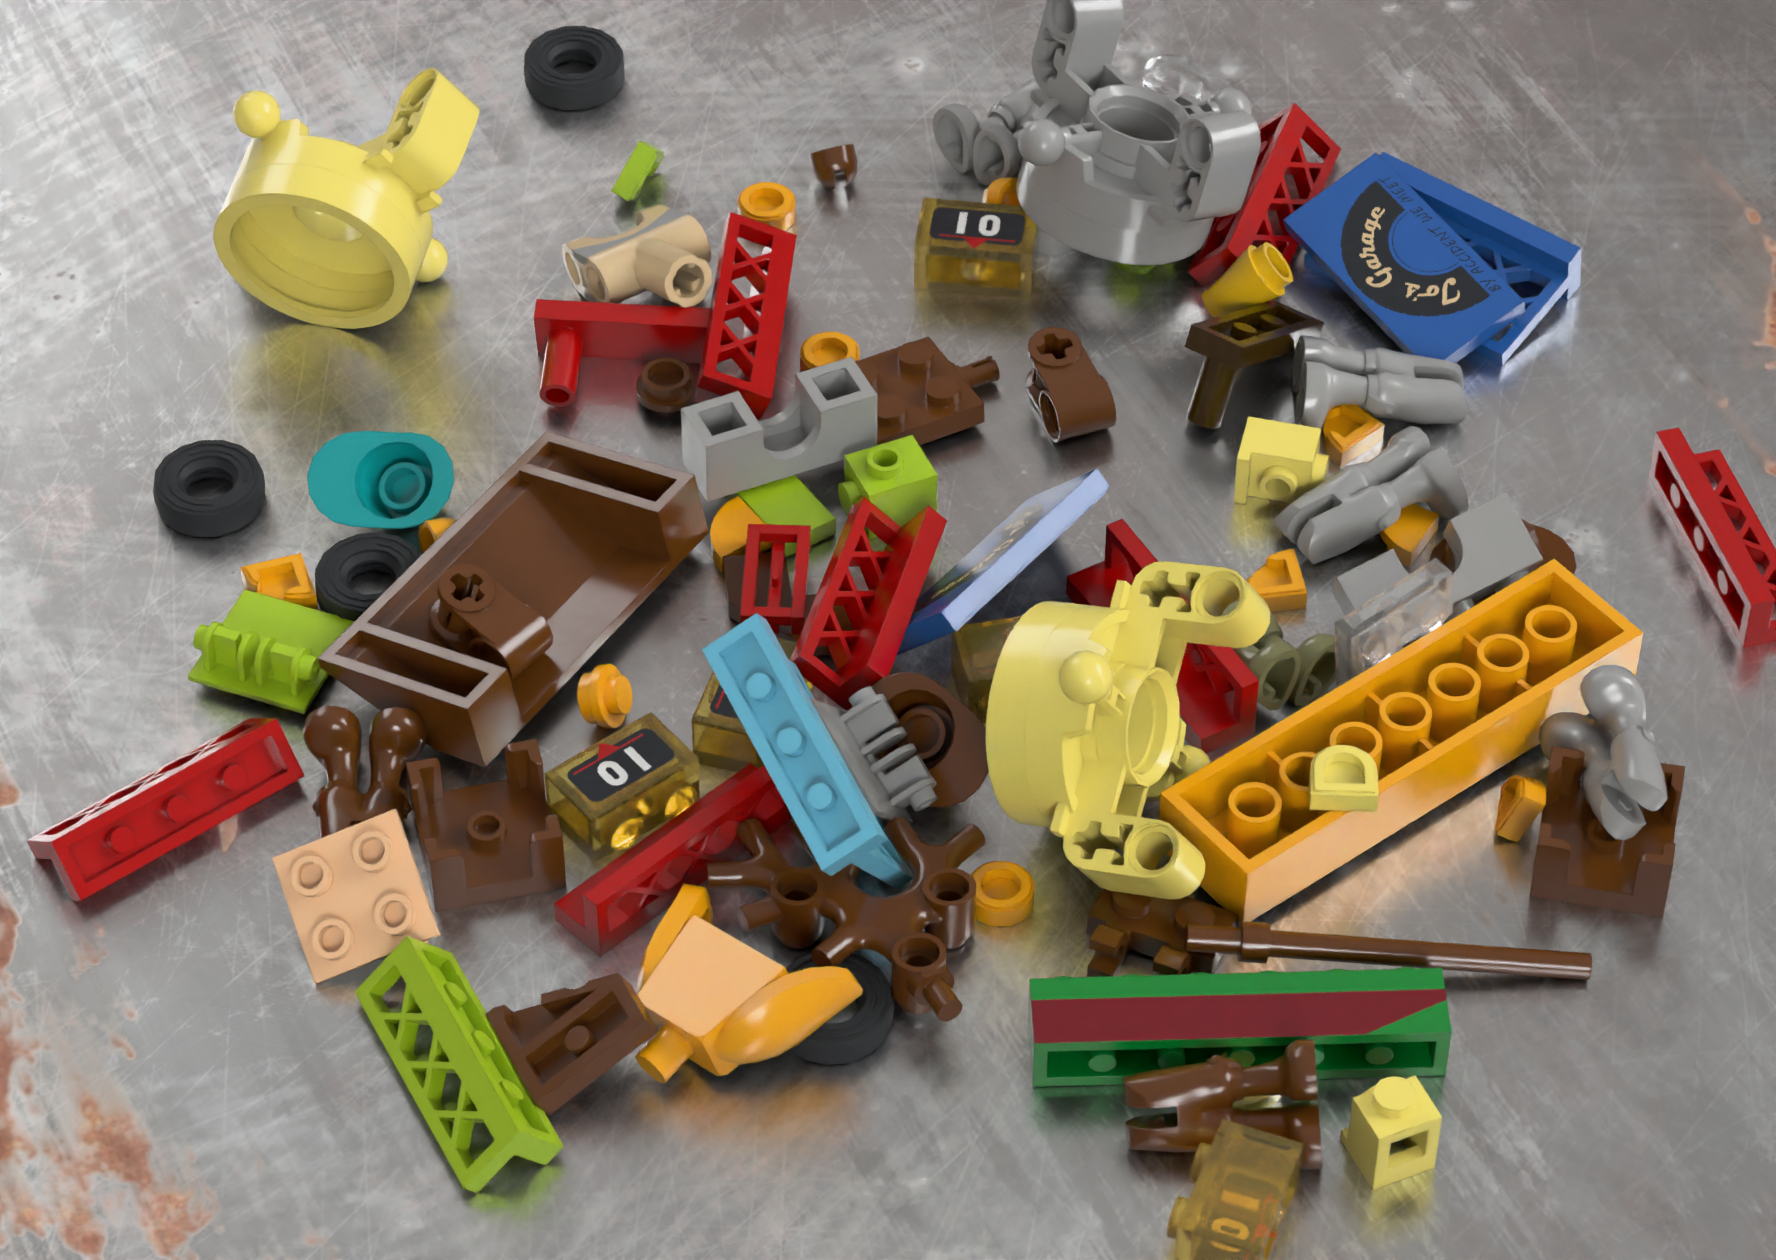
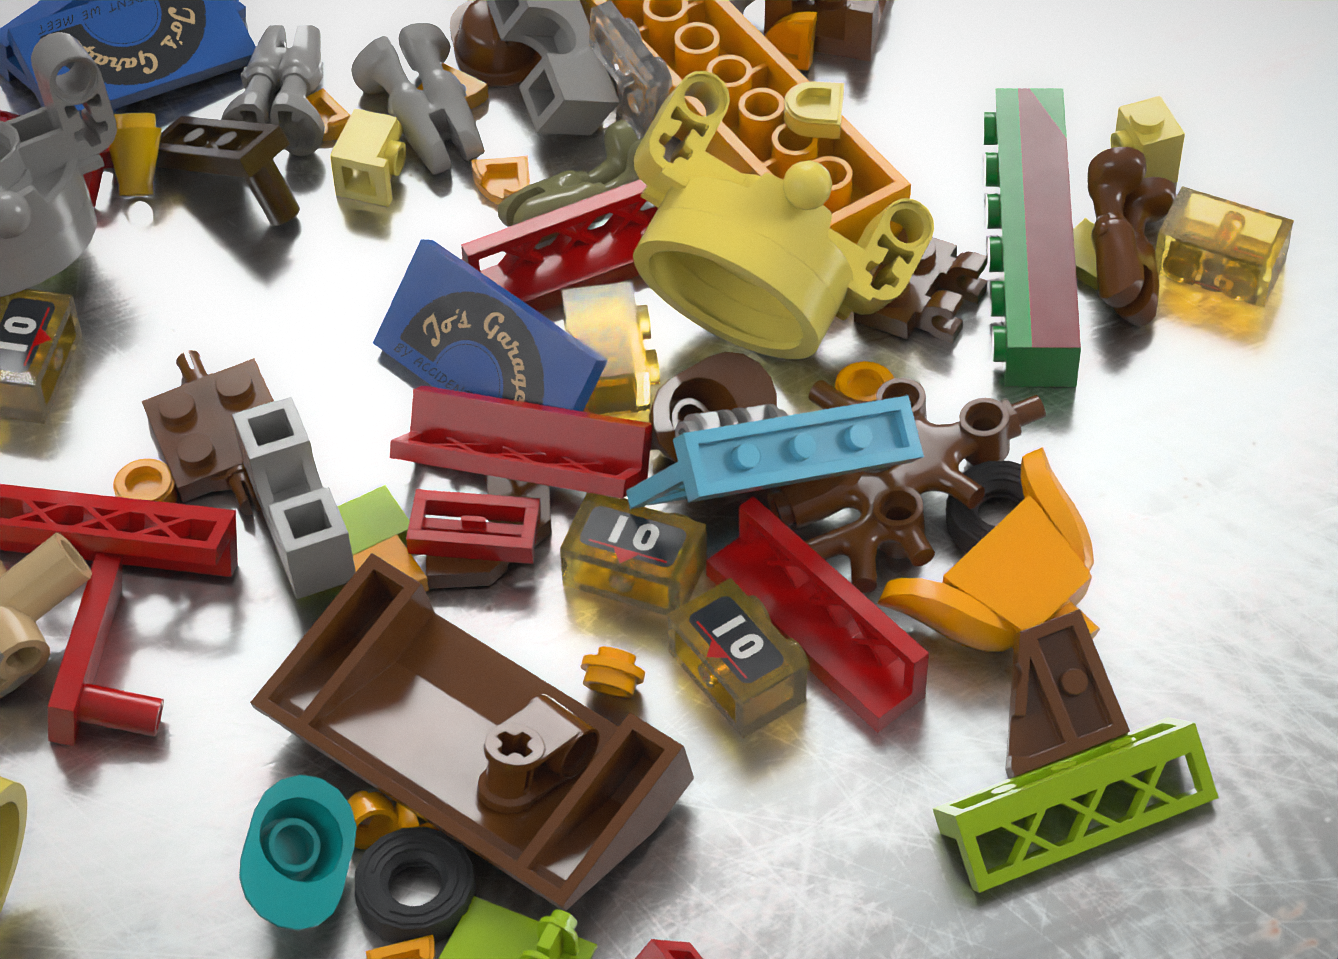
camera: 85 degrees left, 5 degrees up
(336, 742) = (755, 881): reddish brown piece -> none
(355, 896) = (887, 867): light nougat hinge -> none
(487, 837) = (788, 775): reddish brown panel -> none
(666, 385) = (165, 621): reddish brown plate -> none
(892, 478) = (354, 435): lime brick -> none
(1067, 386) = (246, 298): reddish brown piece -> none
(1256, 942) = (950, 204): reddish brown bar -> none

